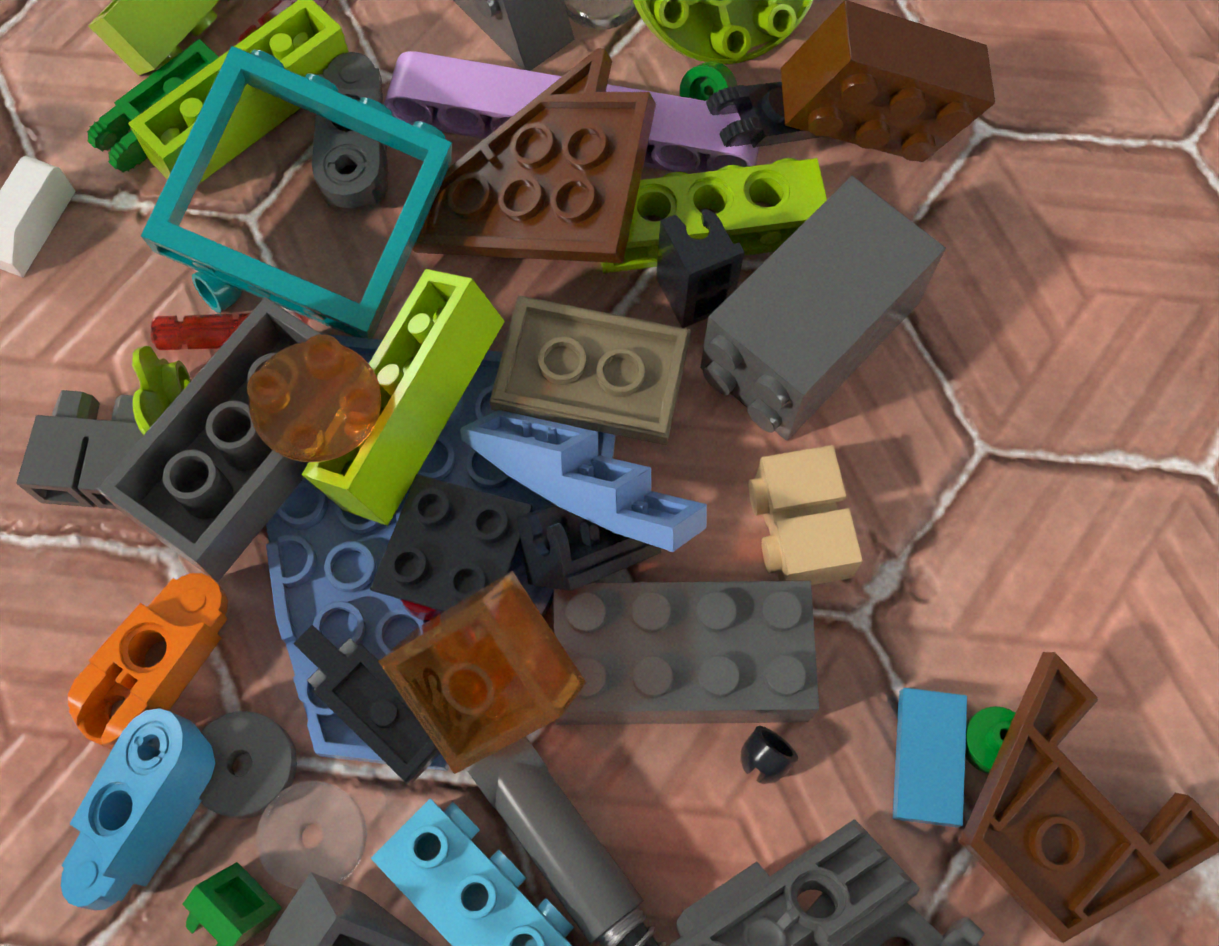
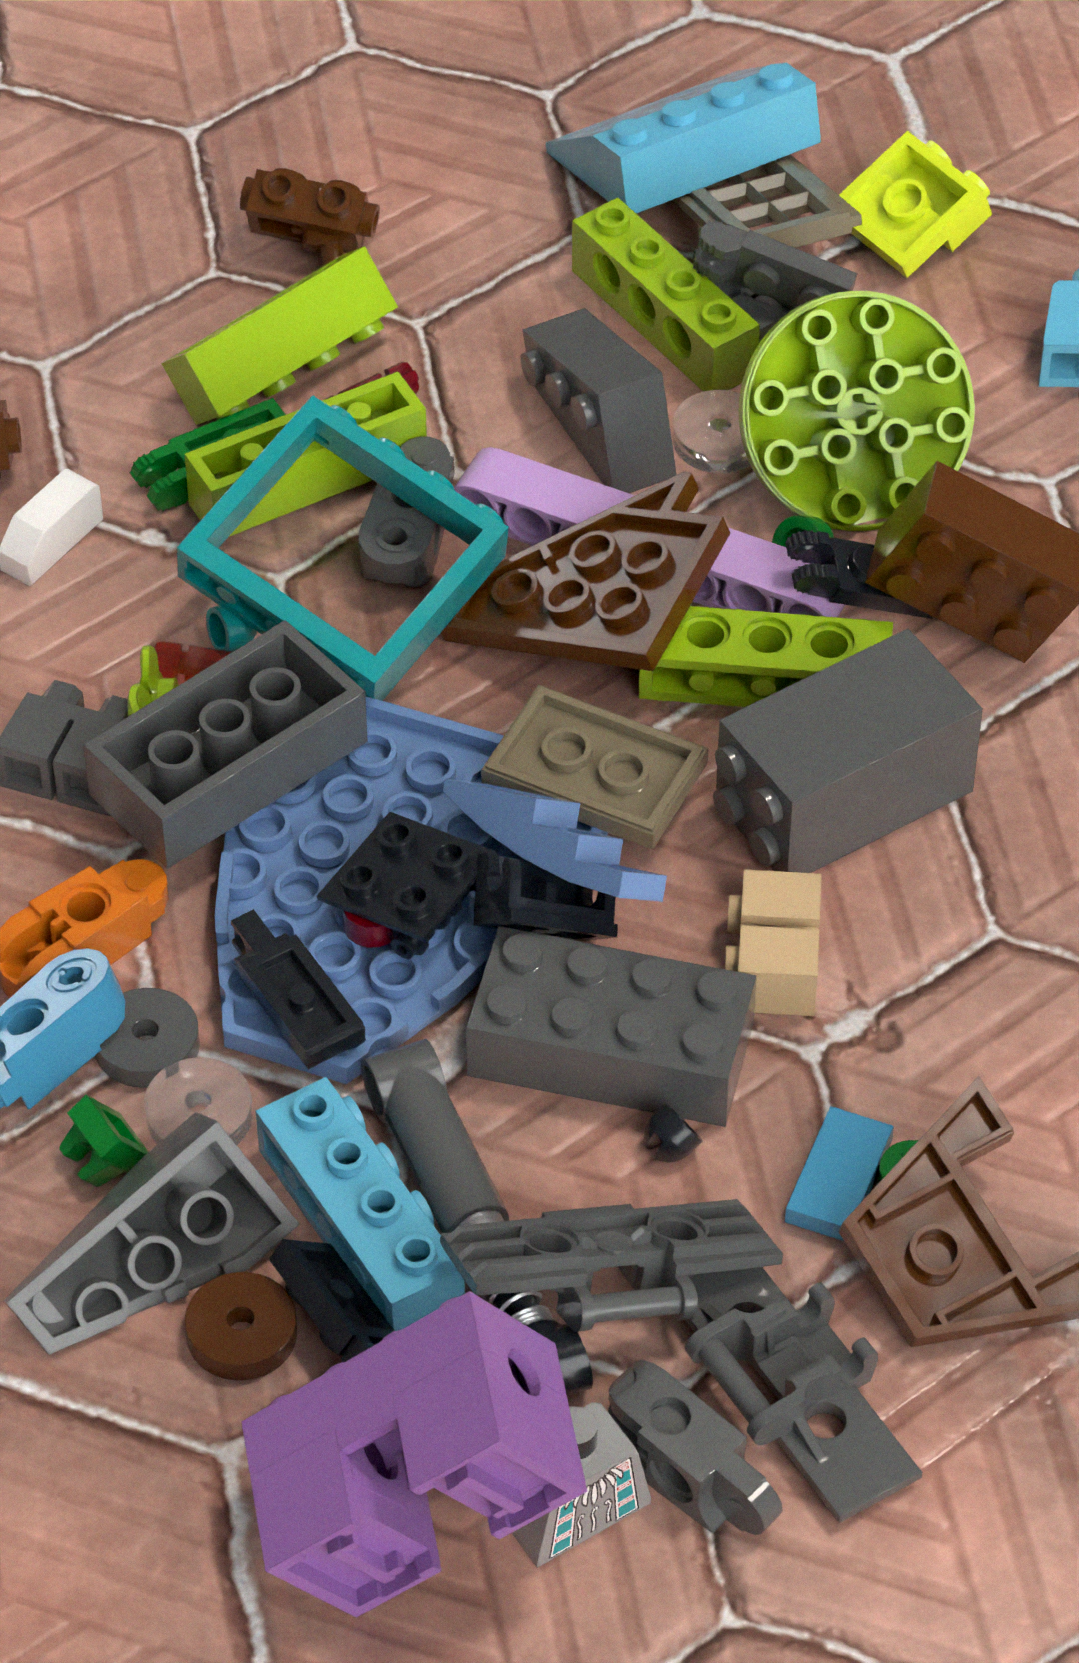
camera: 15 degrees right, 20 degrees down
(314, 400) = (311, 706): clear orange dish -> none
(421, 378) = (399, 739): lime brick -> none
(484, 673) = (408, 961): clear orange brick -> none
(697, 272) = (727, 682): black hinge -> none

